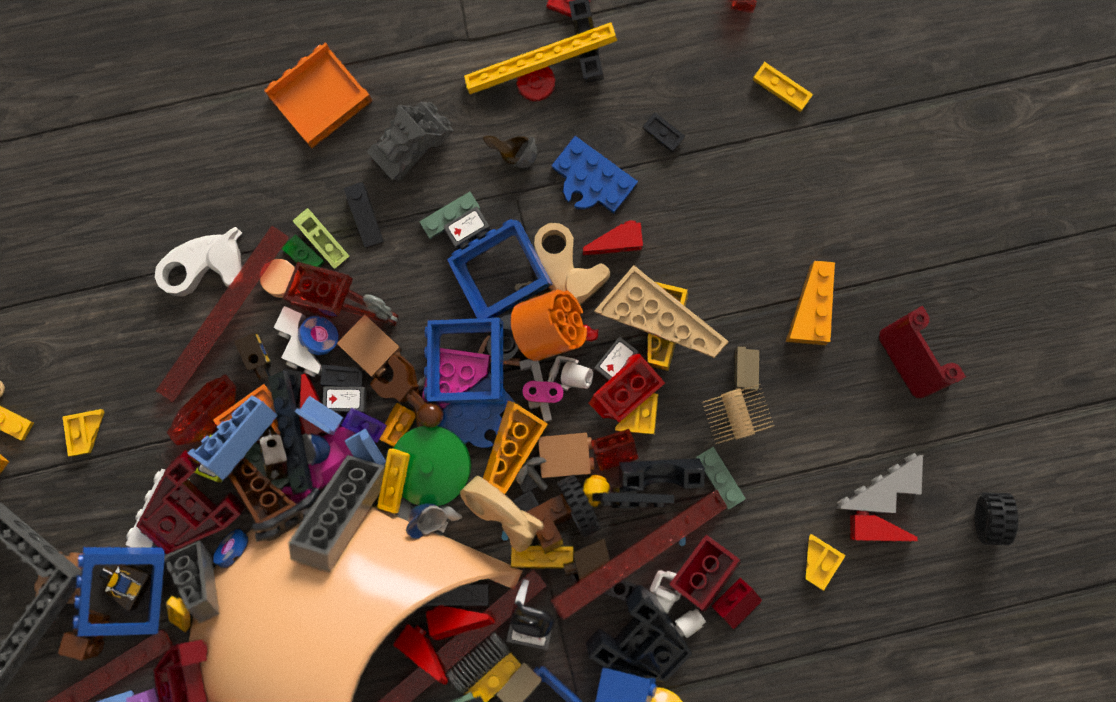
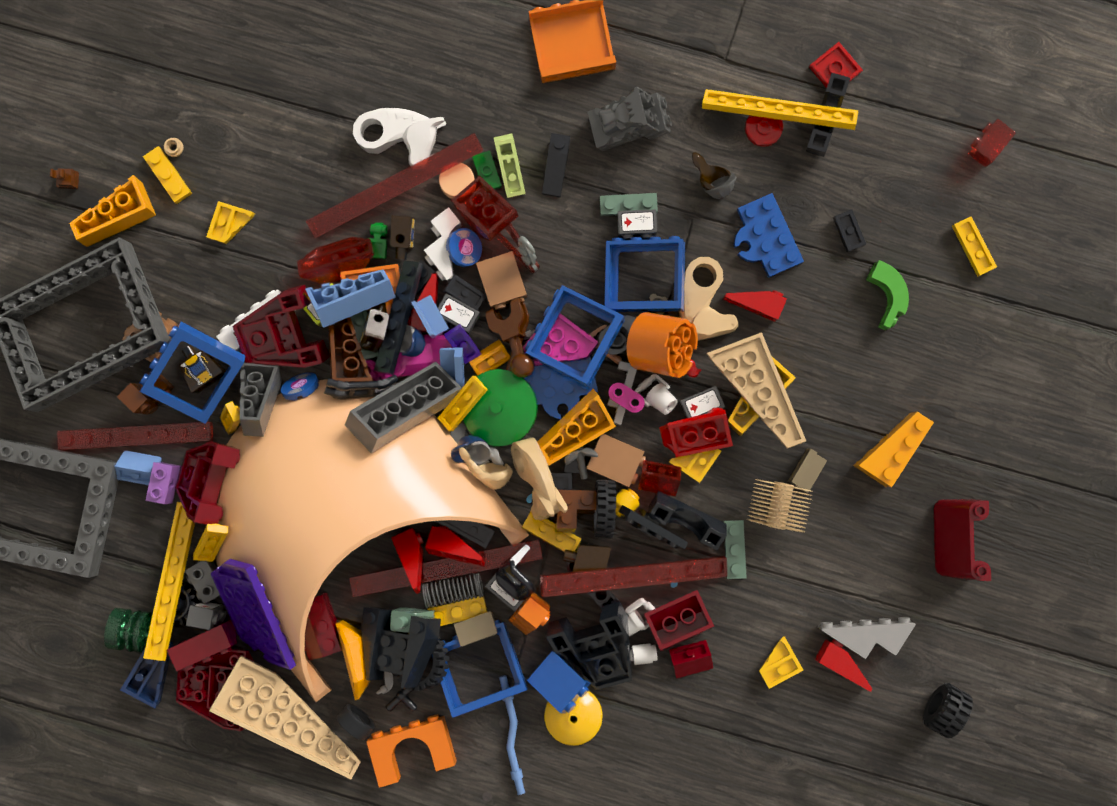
camera: 30 degrees right, 5 degrees up
(238, 375) = (379, 245): none -> green plate
(454, 533) = (489, 474): none -> tan hair
(563, 642) = (531, 614): none -> orange wedge
(731, 160) = (895, 289): none -> bright green arch

